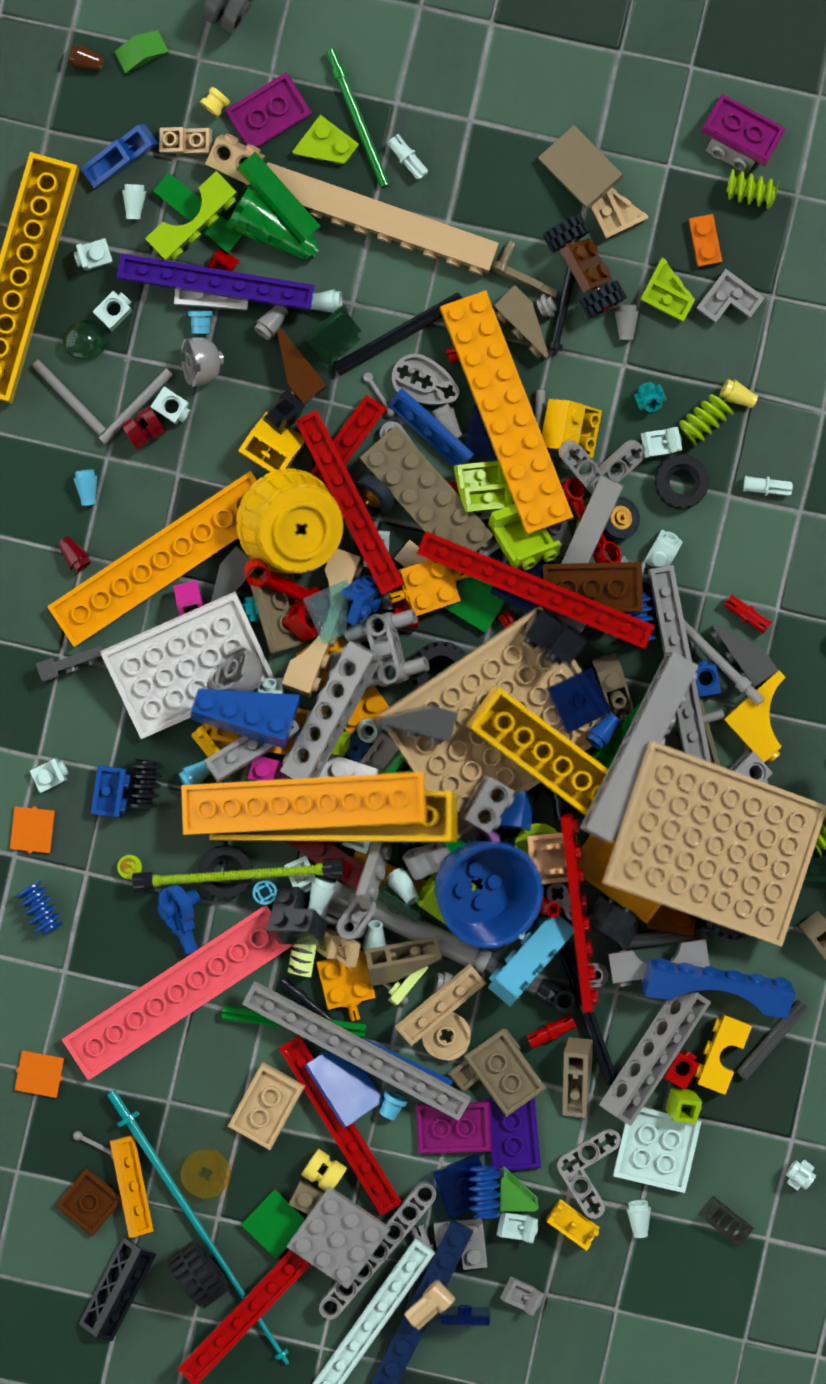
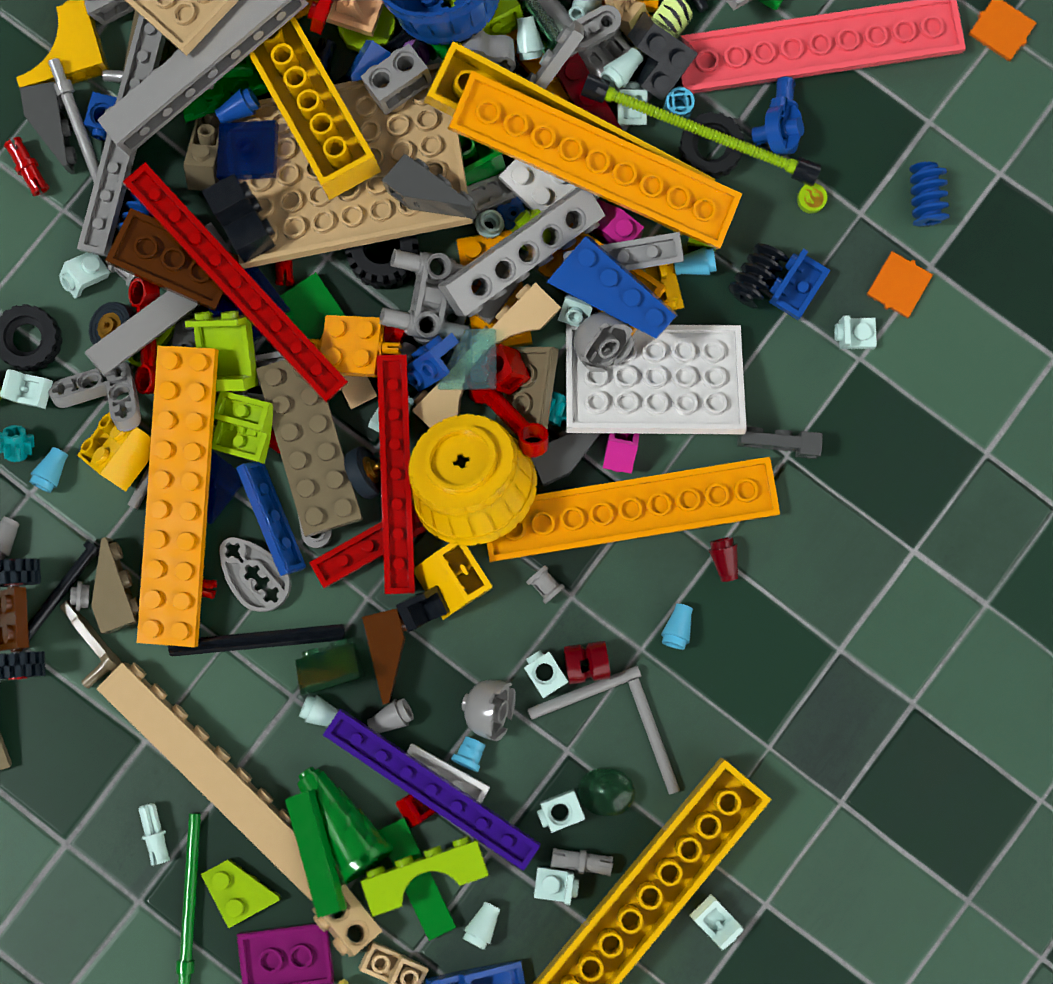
camera: 160 degrees left, 5 degrees down
(81, 280) = (581, 861): none -> light grey pin
(201, 473) = (545, 584): none -> light grey bush
(368, 377) = (313, 607): light grey hinge -> none
(447, 418) = (247, 523): light grey cone -> none
(615, 389) = (49, 470): none -> medium azure cone

